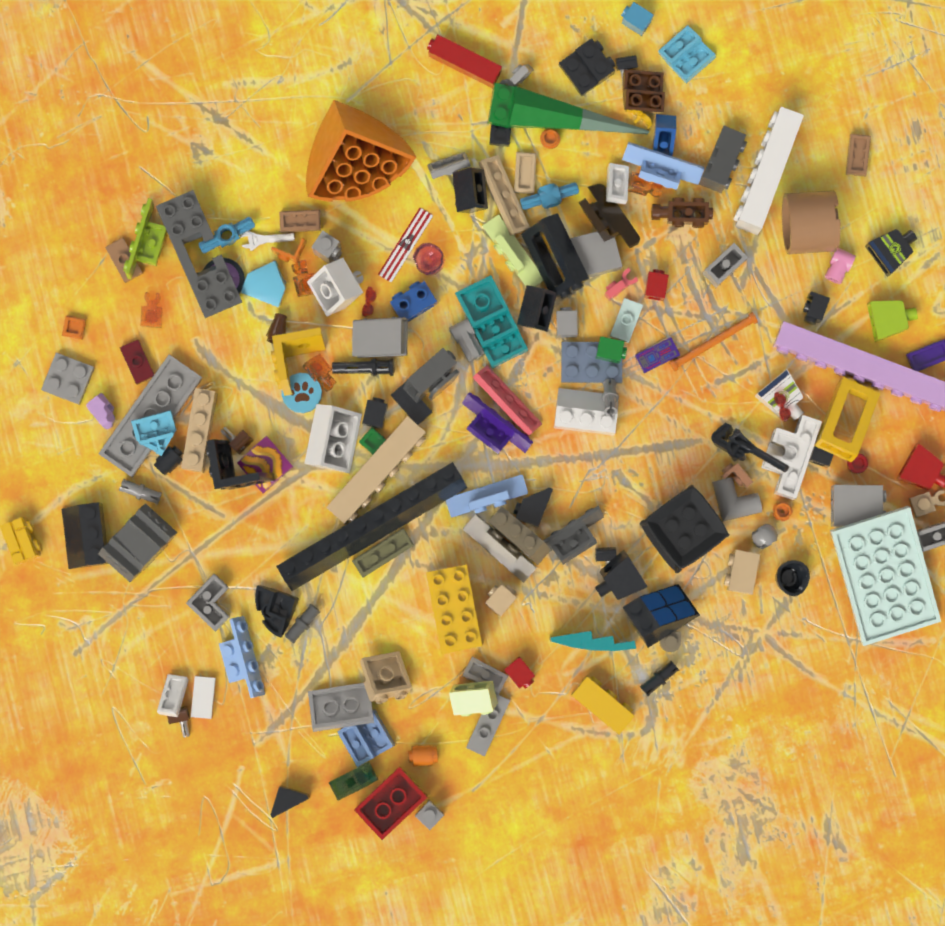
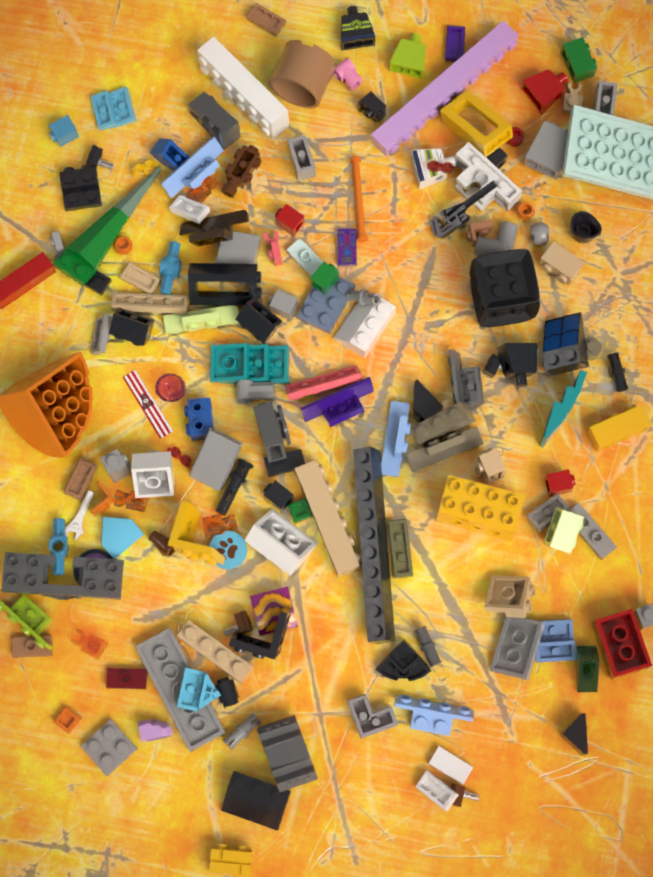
camera: 60 degrees left, 10 degrees down
(423, 755) = (592, 598): orange brick -> none
(643, 91) = (124, 154): reddish brown slope -> none

